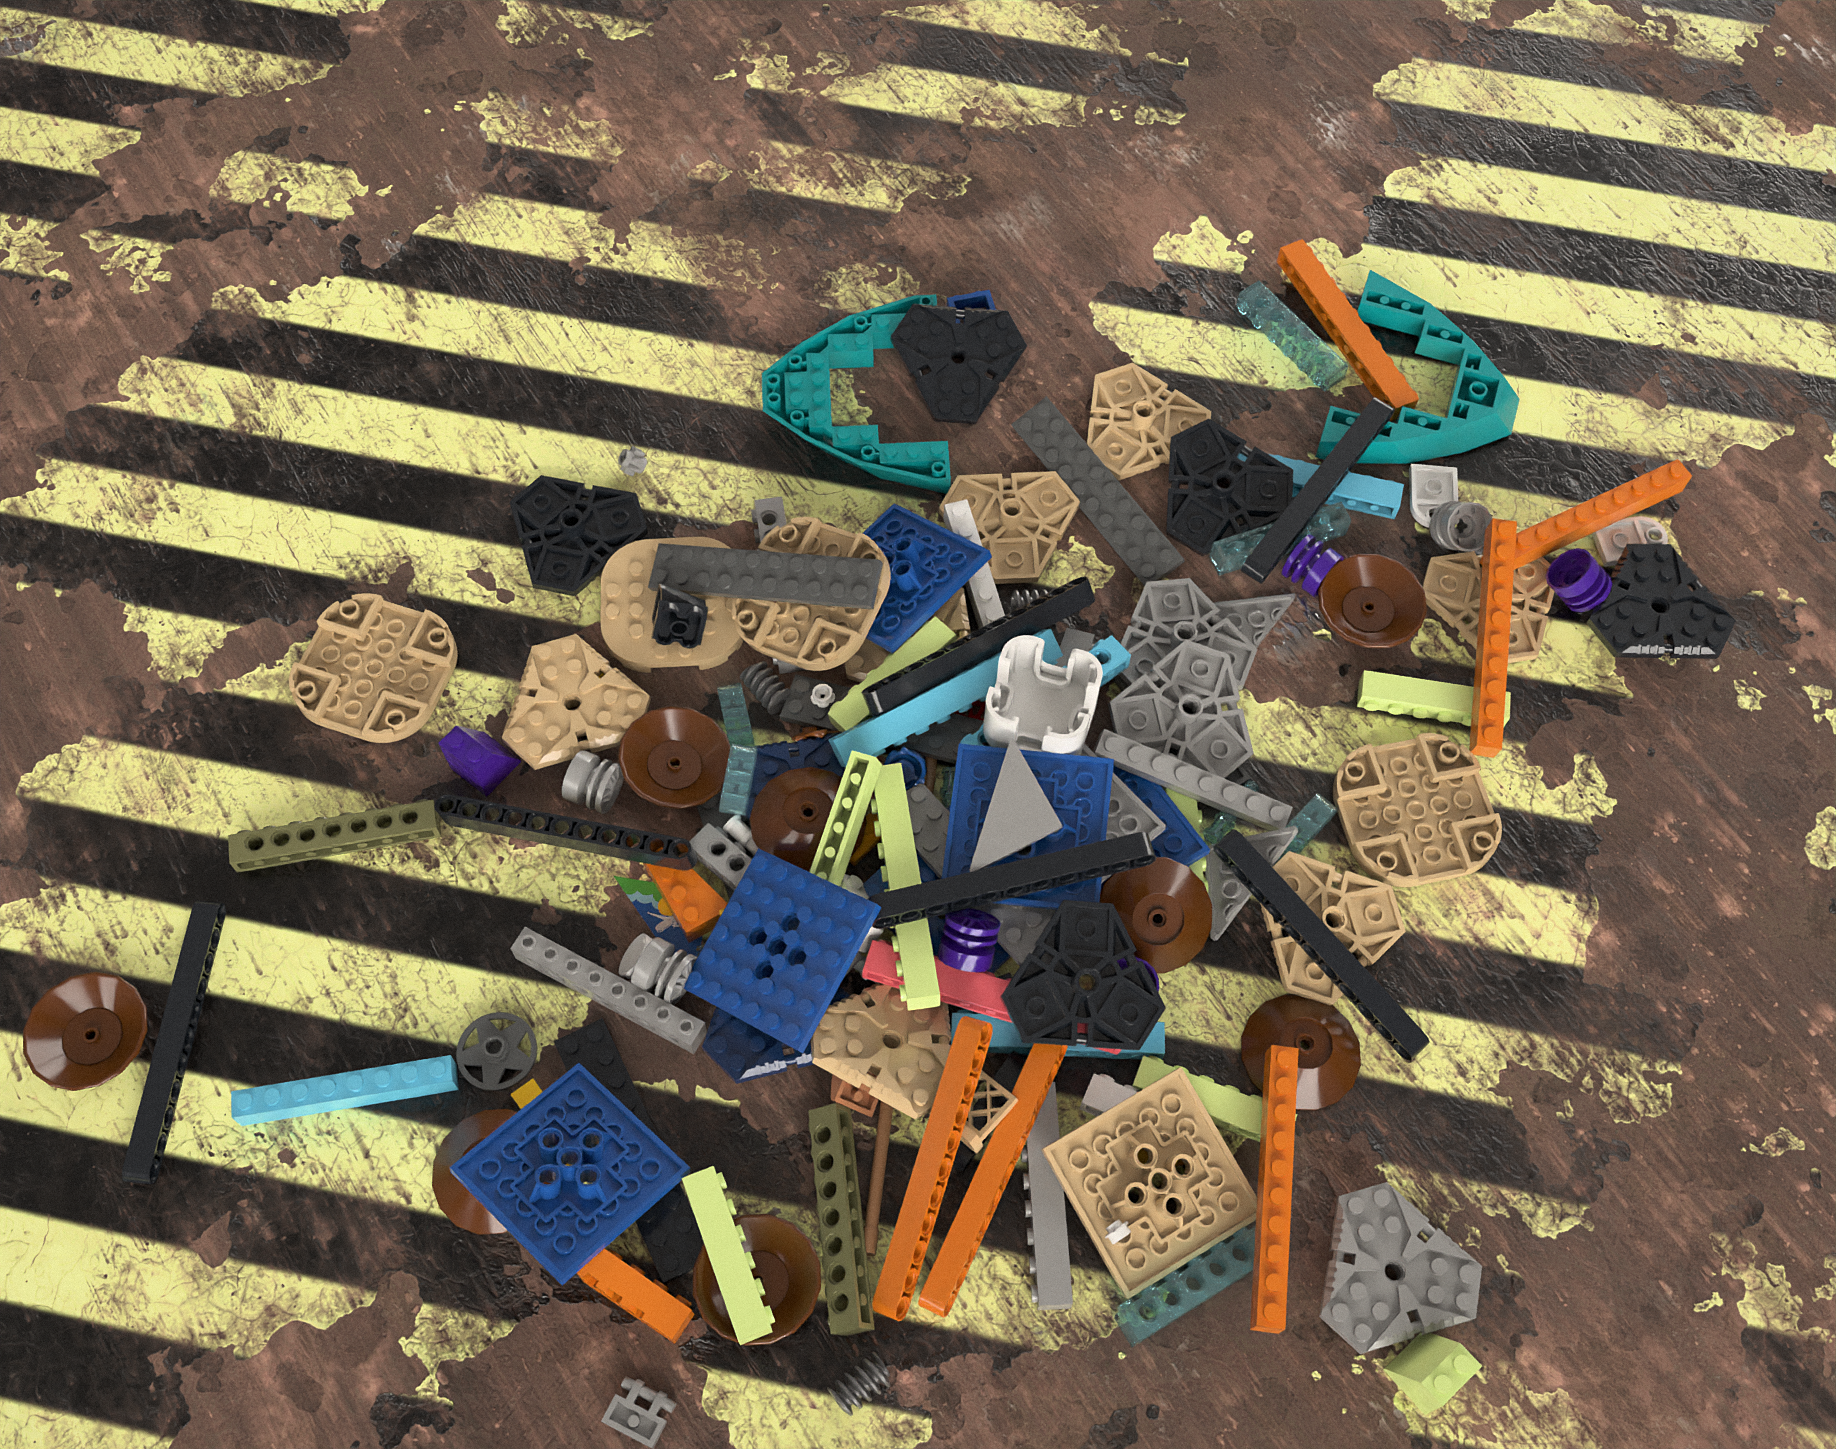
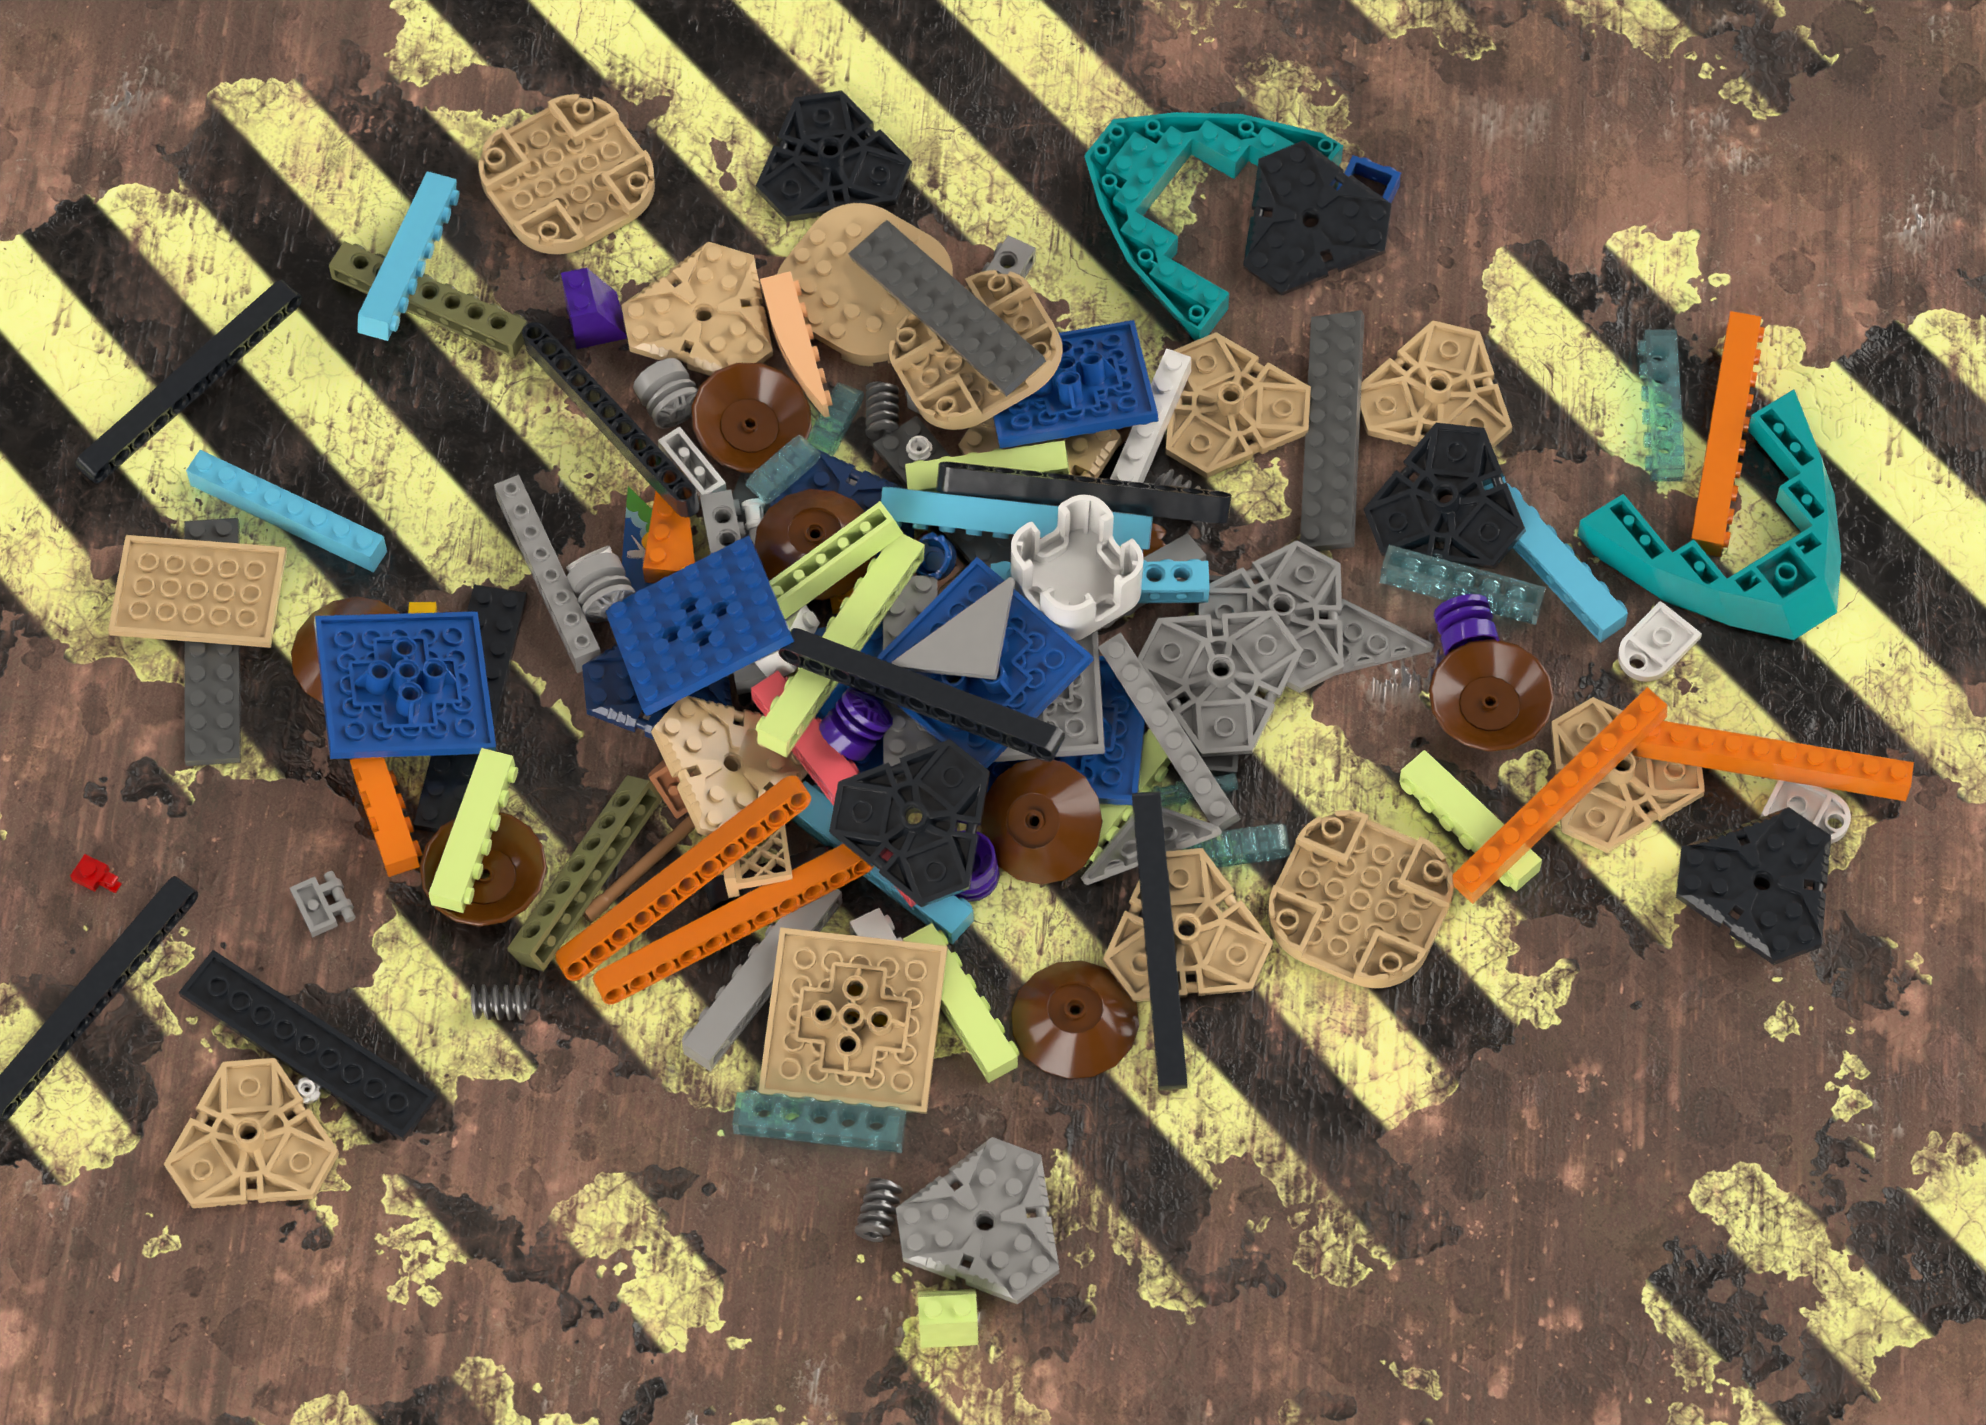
camera: 40 degrees right, 0 degrees up
(65, 1017) = (121, 309): reddish brown dish -> none
(294, 814) = (408, 256): none -> medium azure brick
(319, 1217) = (197, 591): none -> tan plate
(364, 1251) = (212, 677): none -> dark grey plate
(496, 1051) = (424, 561): dark grey wheel -> none
(632, 461) = (932, 128): light grey gear -> none
(657, 821) = (691, 462): none -> white brick
(660, 675) = (794, 337): none -> light nougat slope
(678, 618) = (846, 297): black piece -> none
(811, 732) = (885, 474): dark orange plate -> none
(1117, 1231) = (788, 1032): white plate -> none
(1274, 1190) = (941, 1088): orange brick -> none
(1303, 1325) = (876, 1209): none -> flat silver piece
(1317, 490) = (1529, 560): black beam -> none
(1470, 530) = (1623, 682): light grey wheel -> none
(1578, 580) = (1704, 806): dark purple wheel -> none

